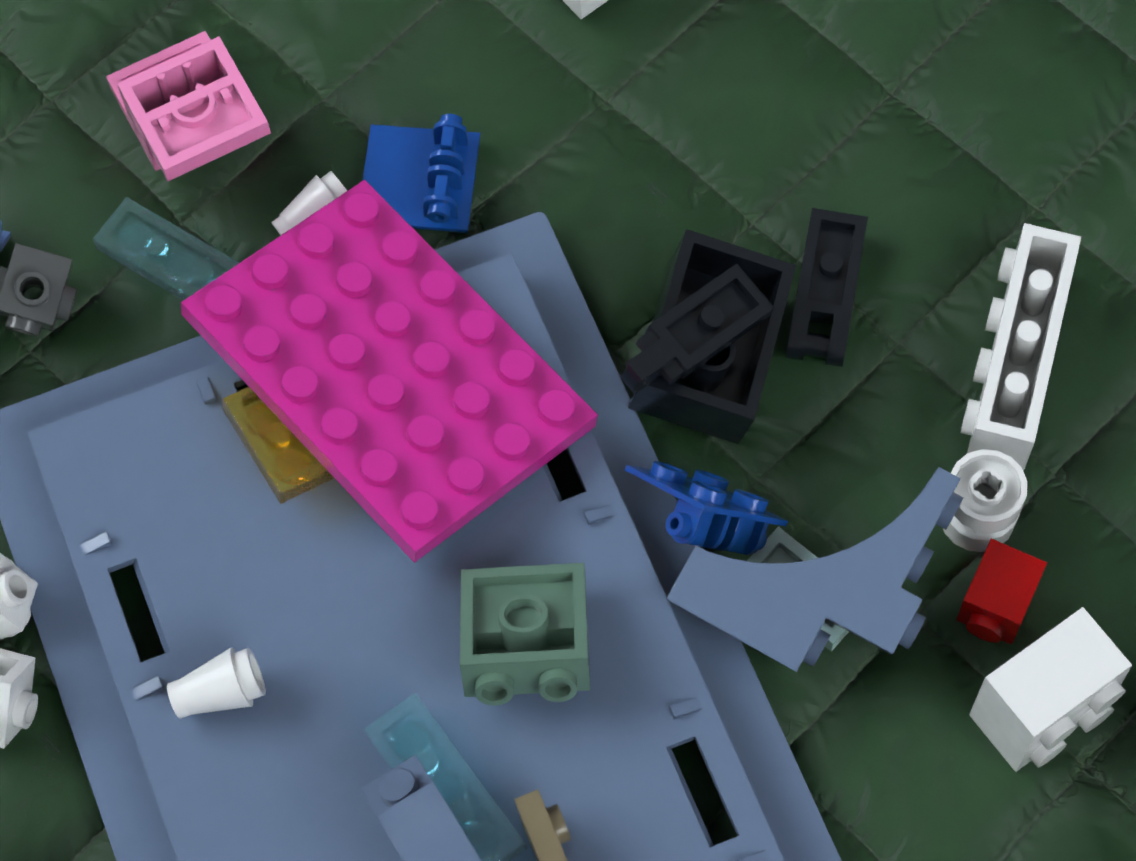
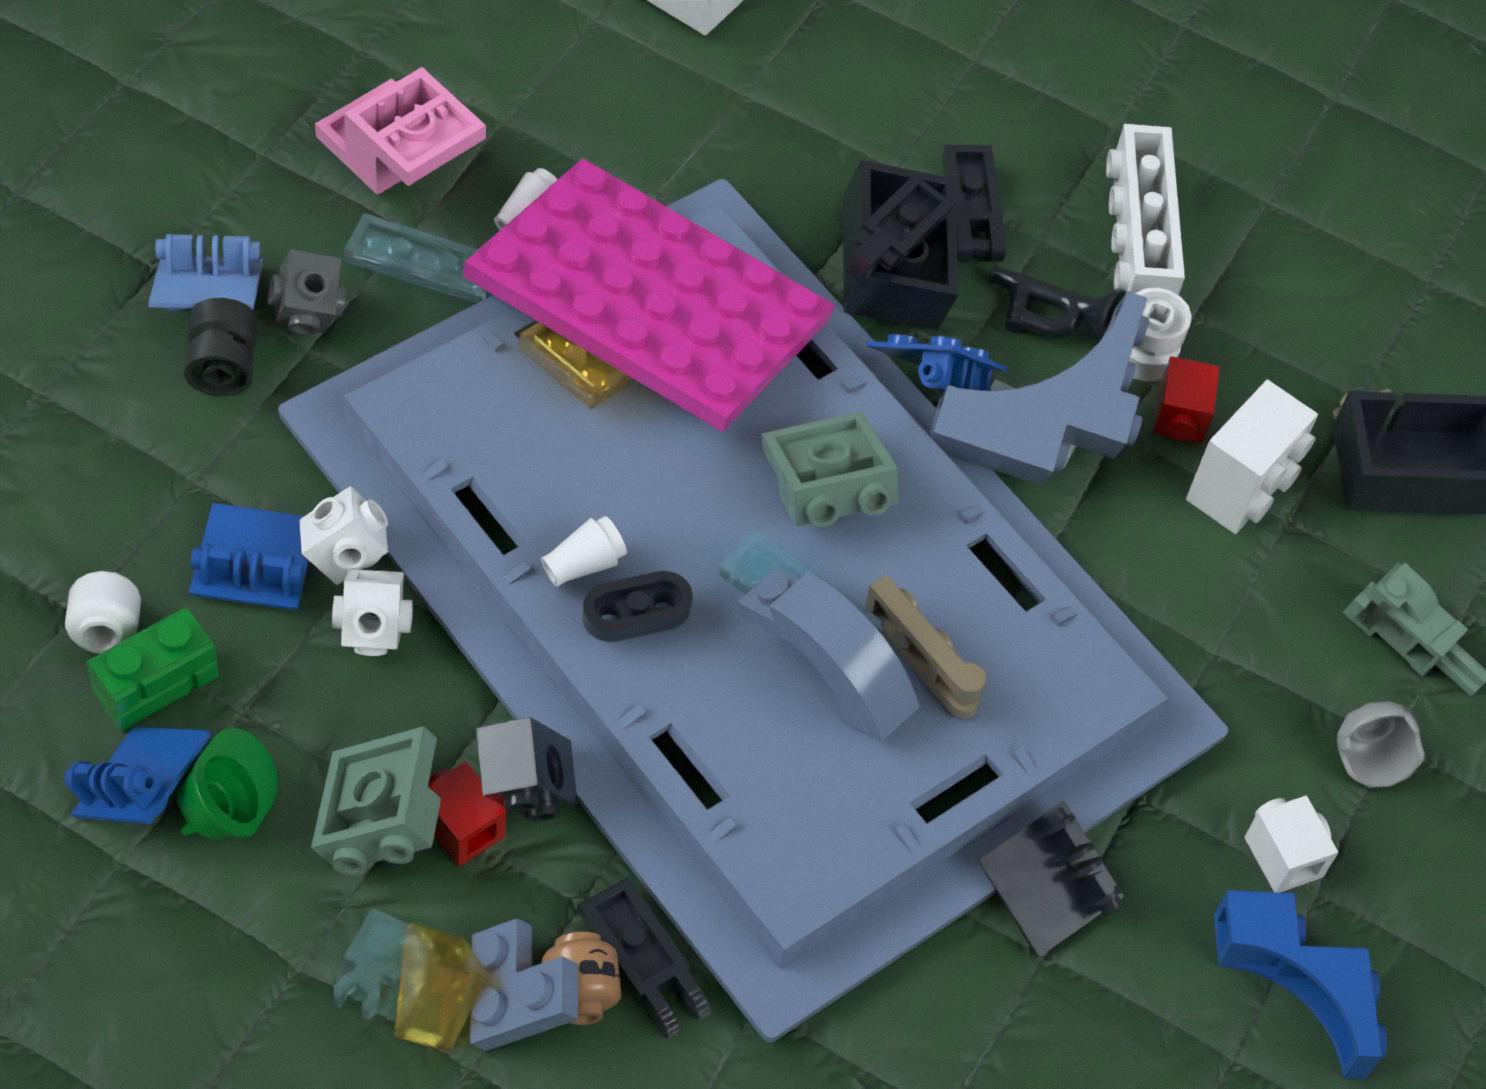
camera: 25 degrees left, 10 degrees down
(258, 762) = (634, 604): none -> black plate
(425, 172) = (622, 153): blue hinge -> none
(903, 442) = (1094, 311): none -> black piece

